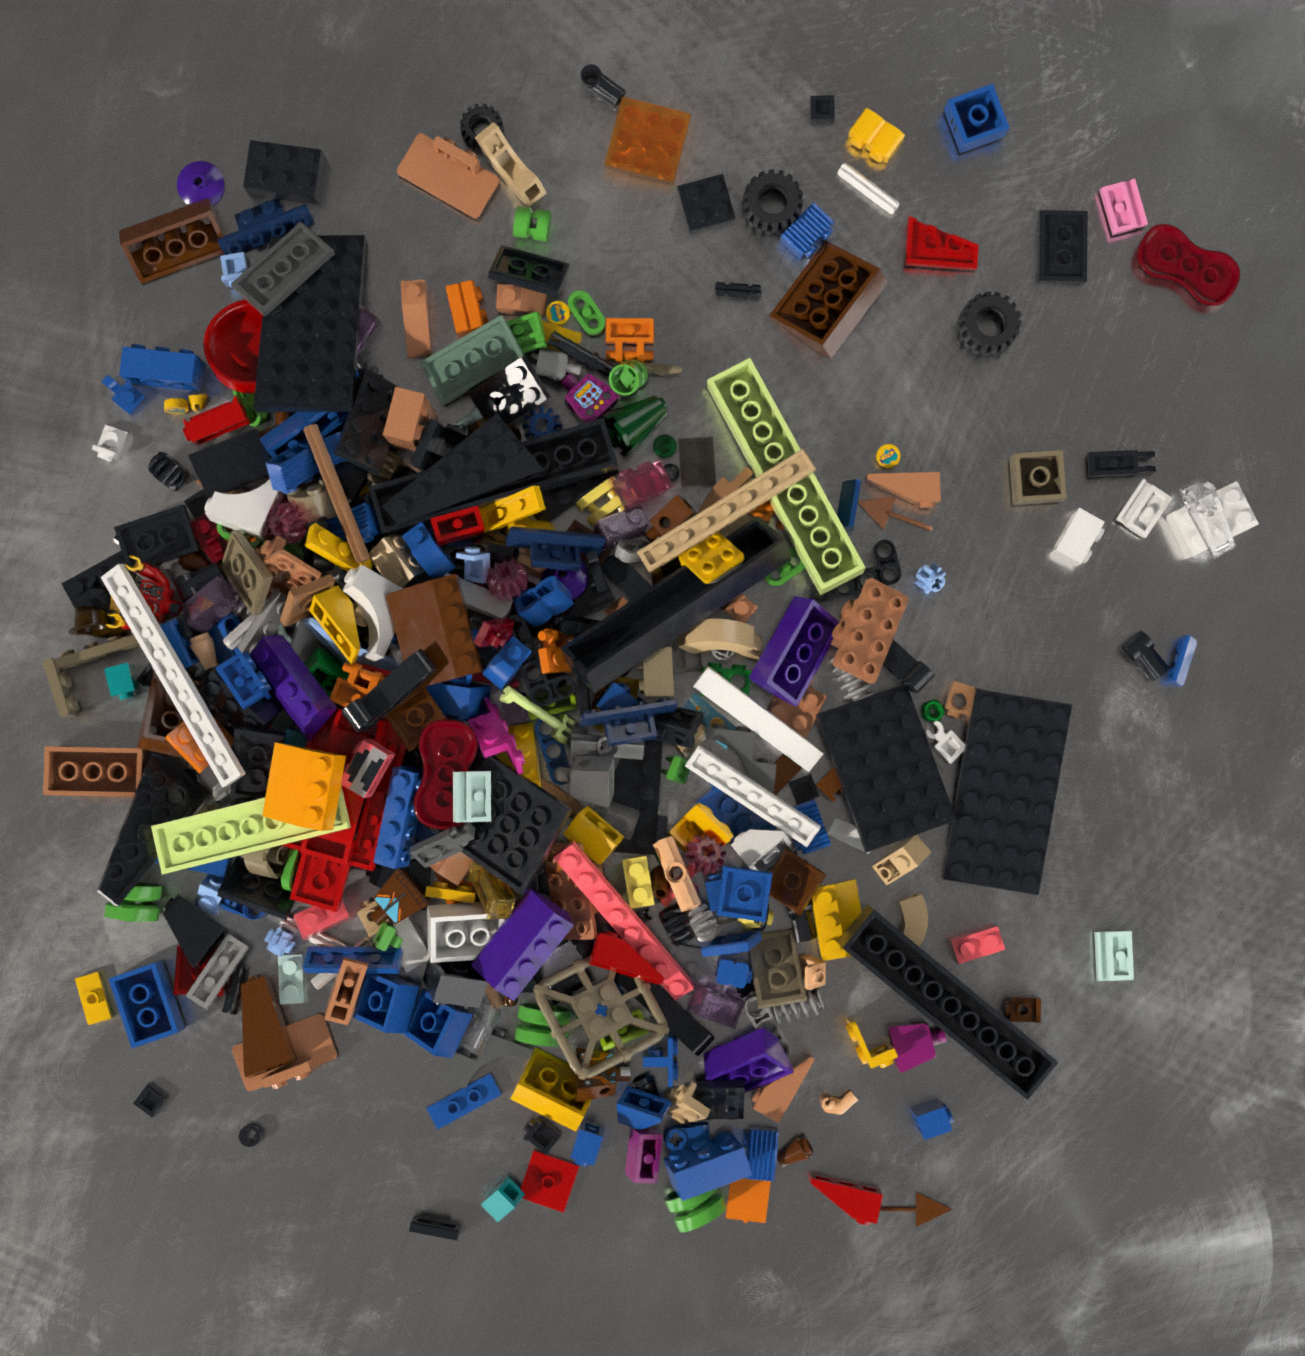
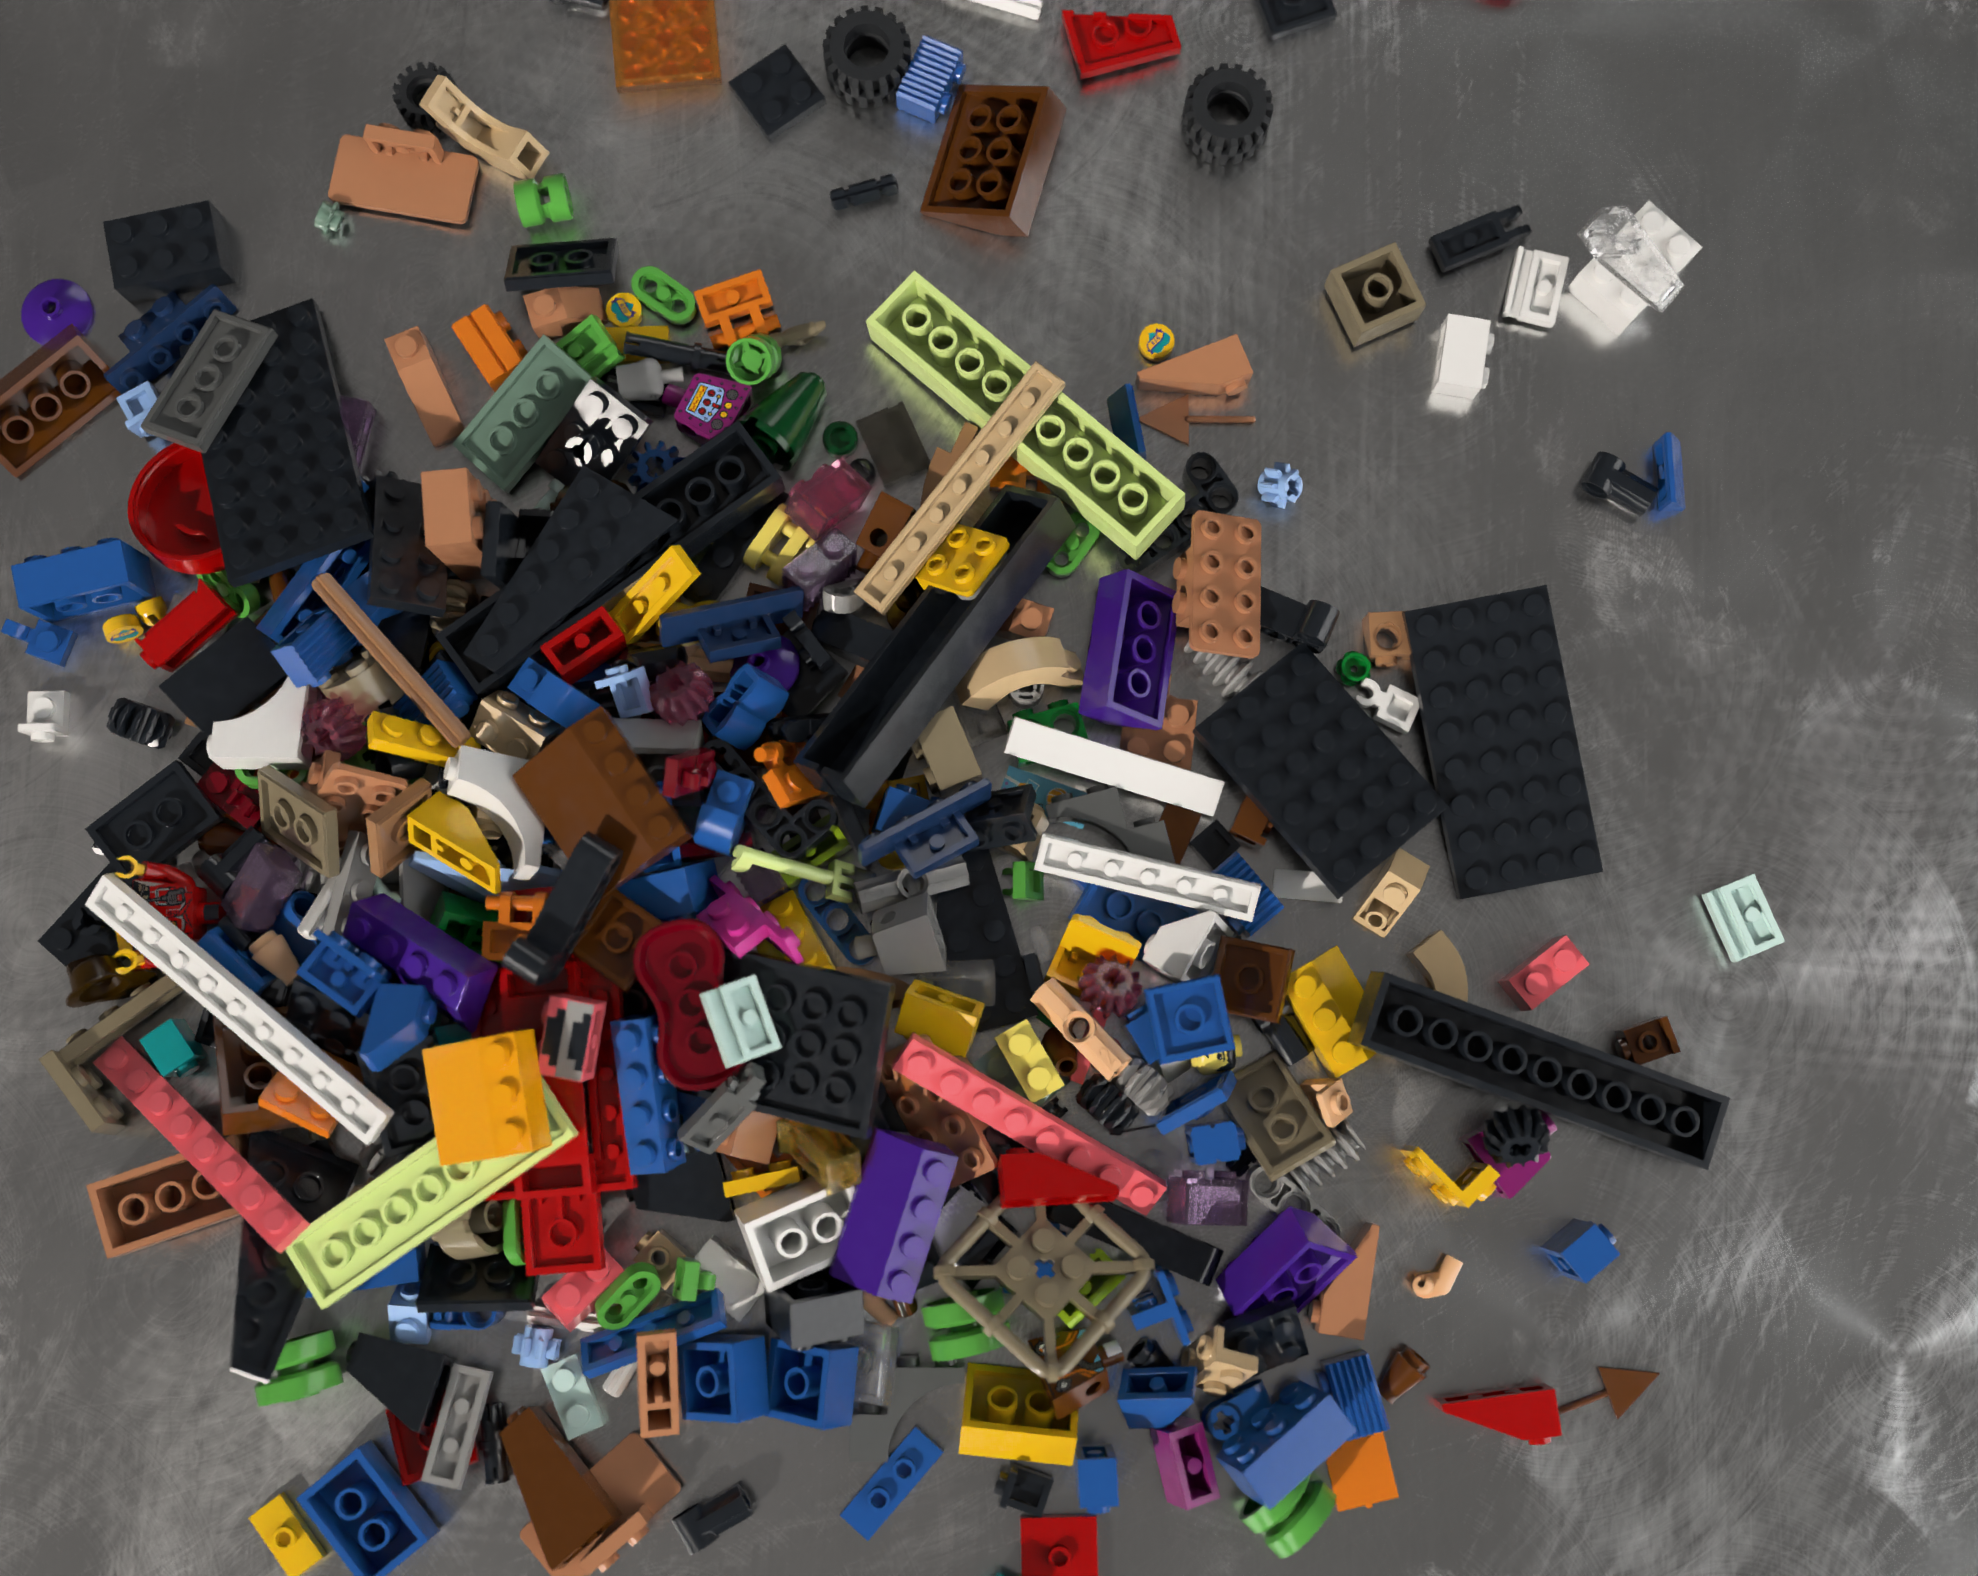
camera: 25 degrees left, 5 degrees down
(121, 747) = (202, 1145): none -> coral plate
(265, 721) = (396, 1023): none -> blue slope
(343, 1082) = (704, 1522): none -> black piece
(348, 930) = (630, 1295): none -> bright green plate
(392, 184) = (329, 217): none -> sand green plate
(398, 898) = (688, 1216): reddish brown torso -> none
(917, 1037) = (1516, 1136): none -> black gear

